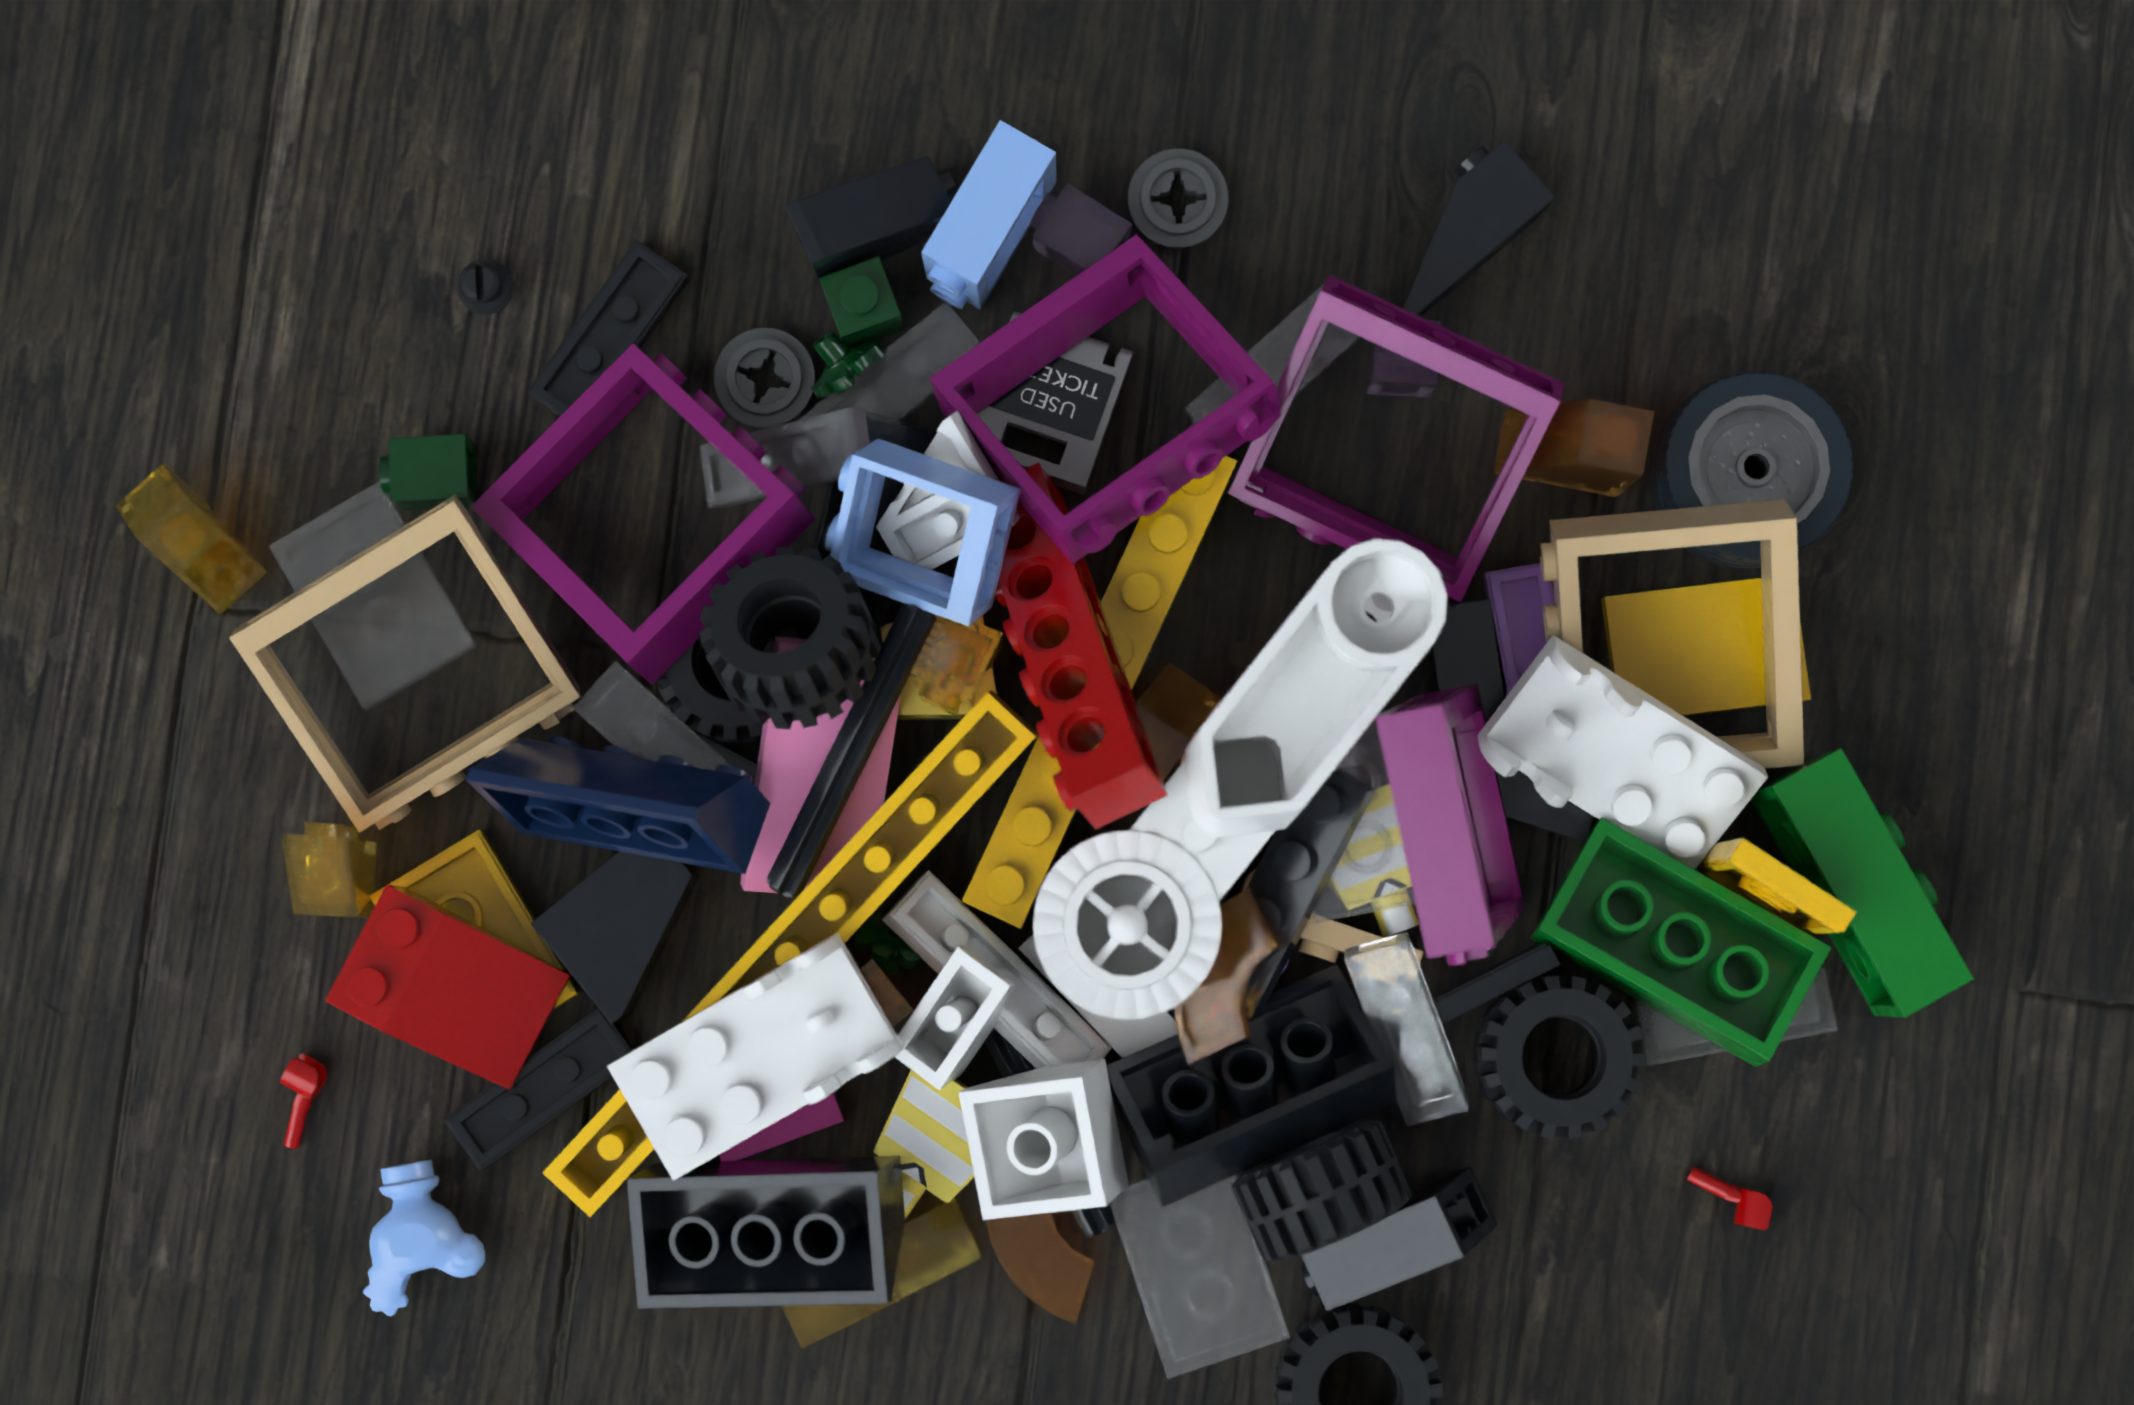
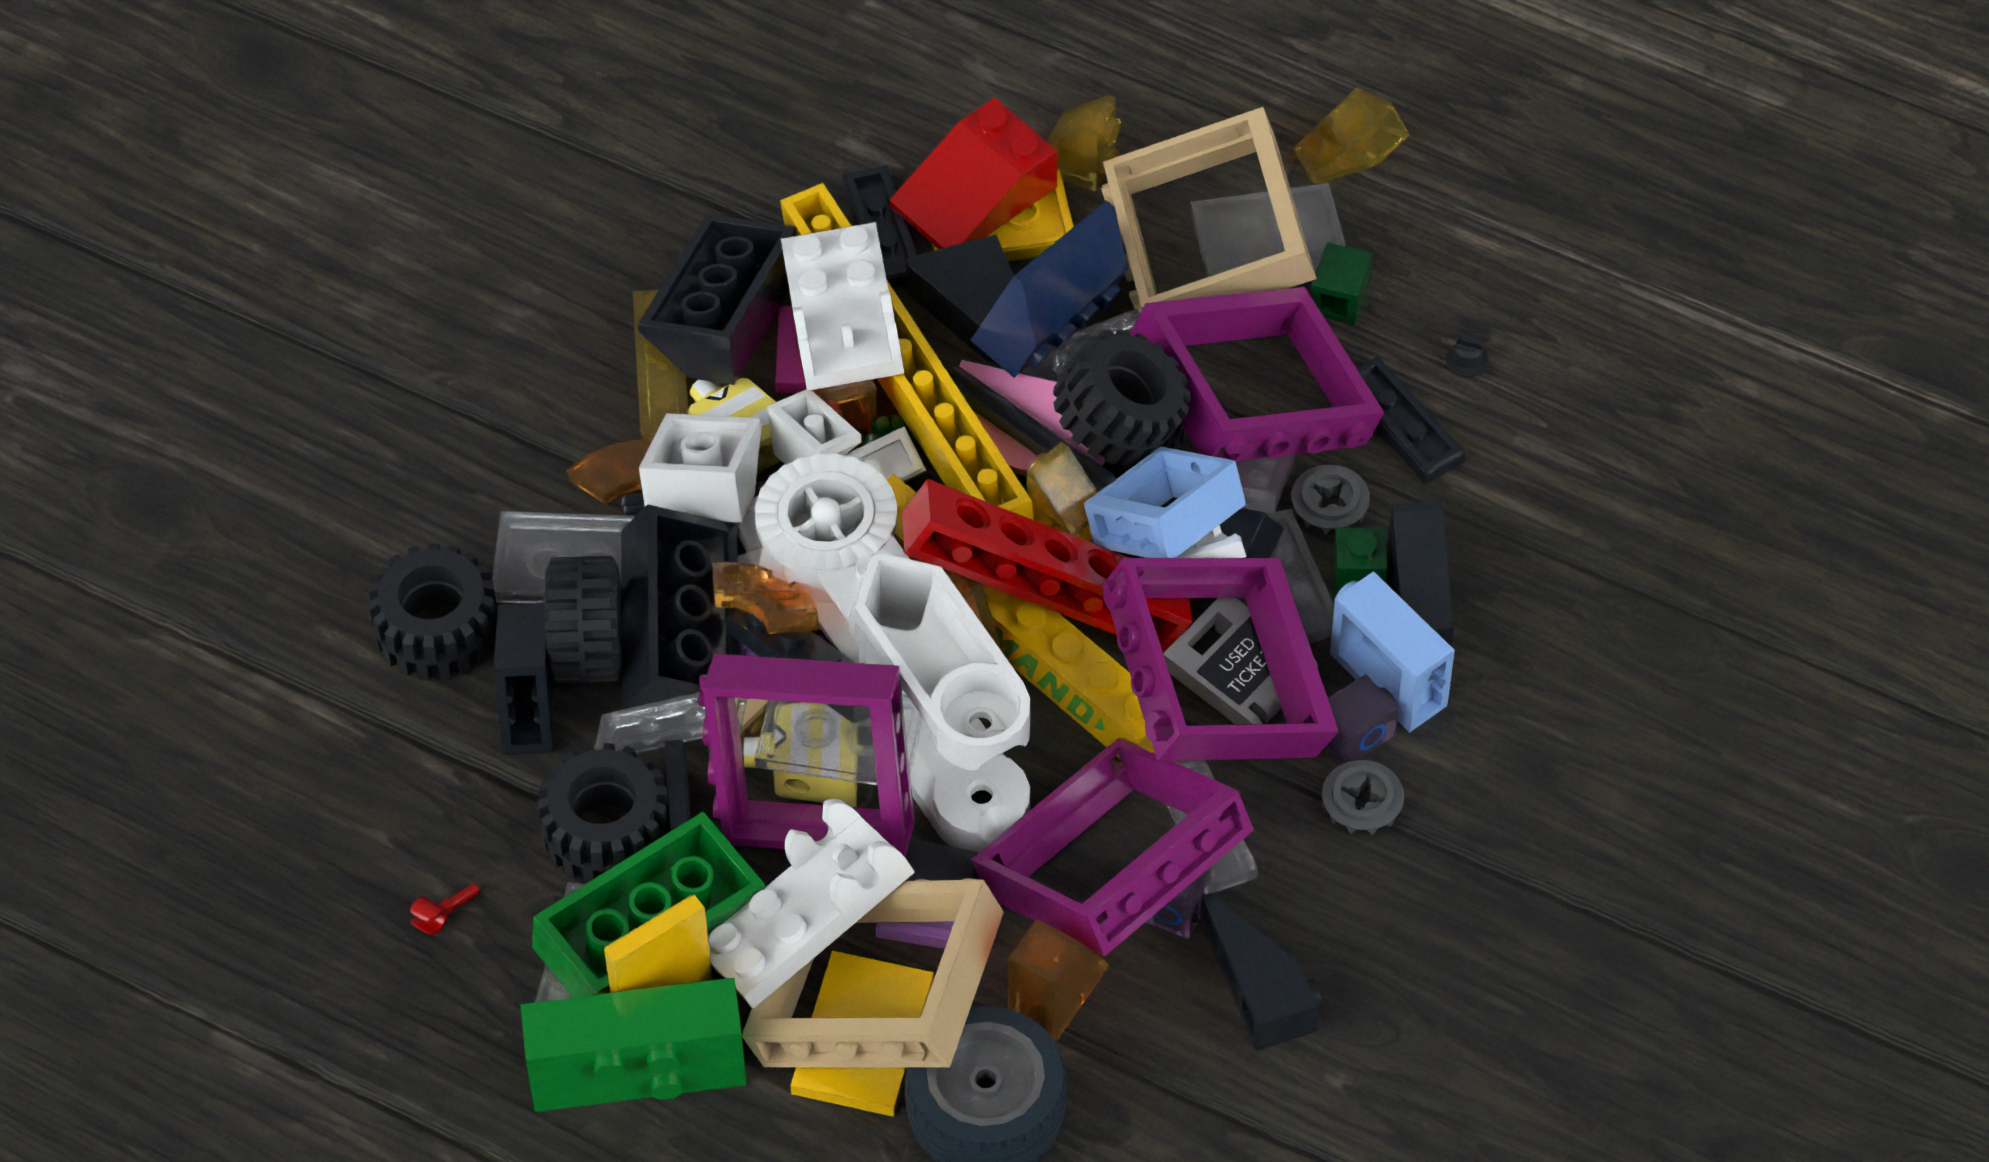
camera: 110 degrees right, 30 degrees down
(307, 1079) = (948, 103): red hand -> none
(415, 1237) = (817, 126): light blue animal -> none
(842, 363) = (1318, 540): dark green plant -> none

